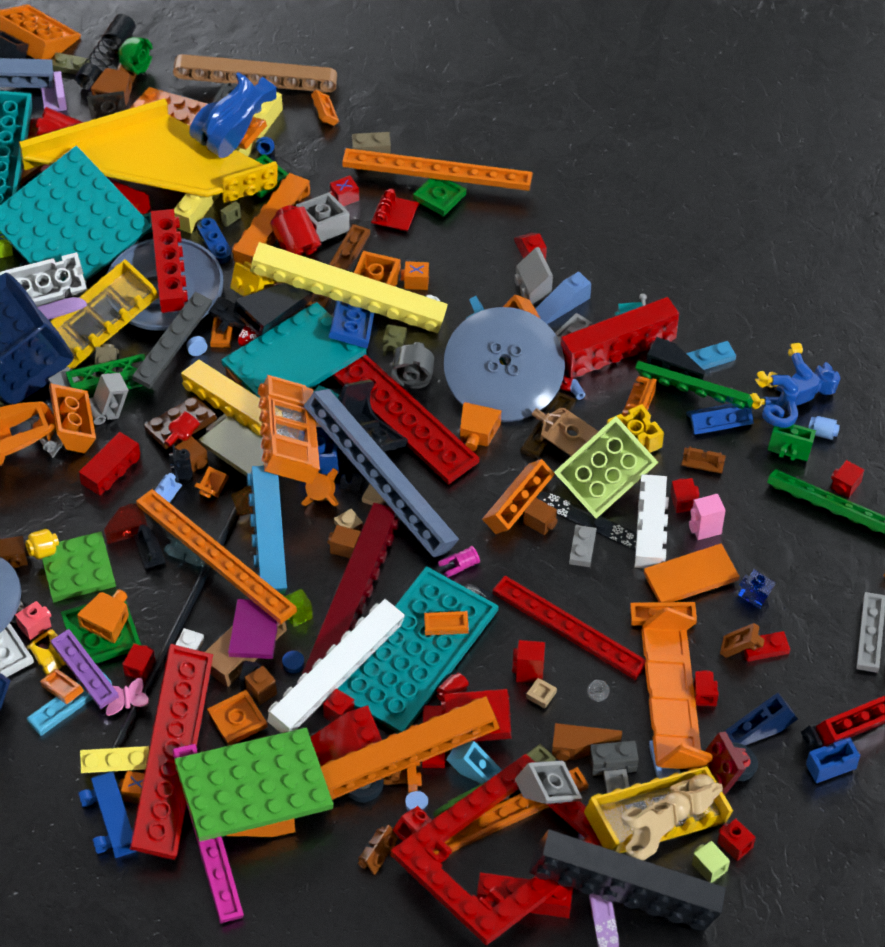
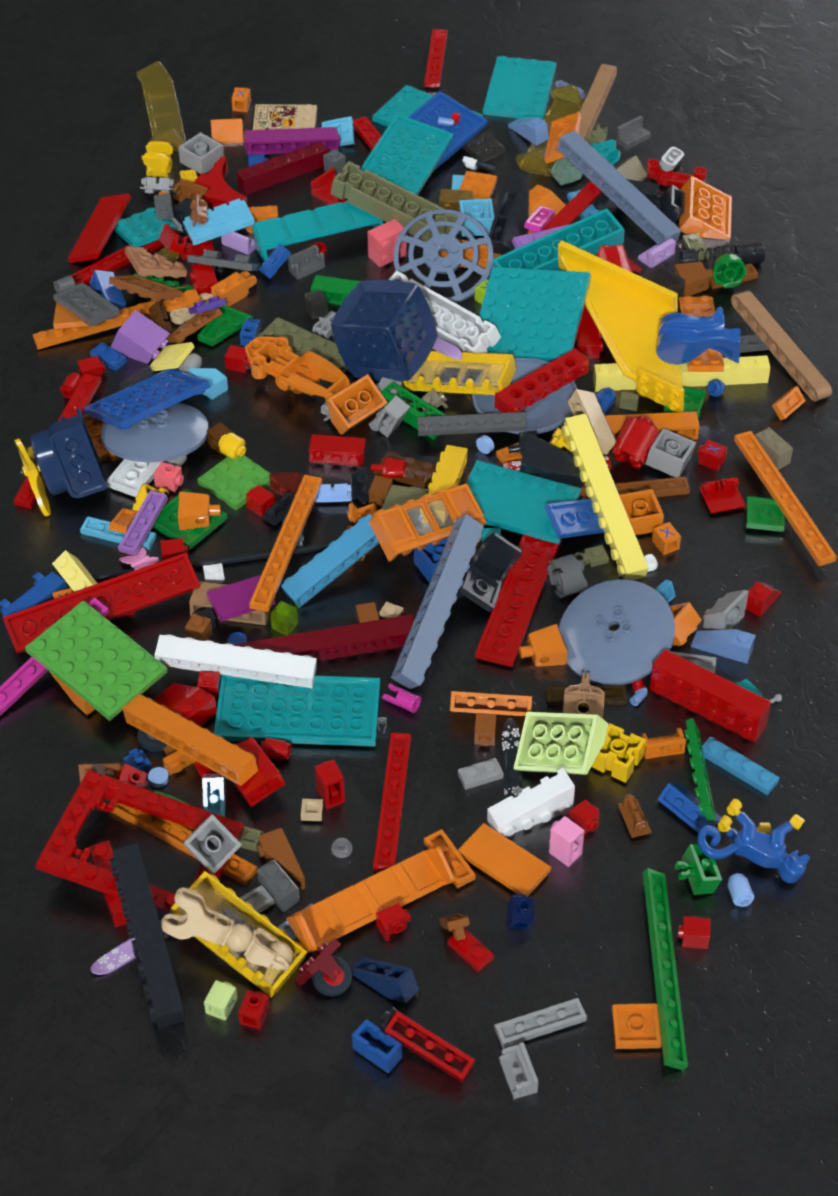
camera: 60 degrees right, 5 degrees down
(126, 558) = (259, 500): none -> red brick
(237, 718) = (160, 624): orange plate -> none
(240, 245) = (586, 403): none -> tan brick
(321, 489) = (405, 578): orange piece -> none
(385, 813) = (137, 760): none -> blue tile
(446, 623) = (332, 714): orange tile -> none
(673, 358) = (714, 738): black slope -> none

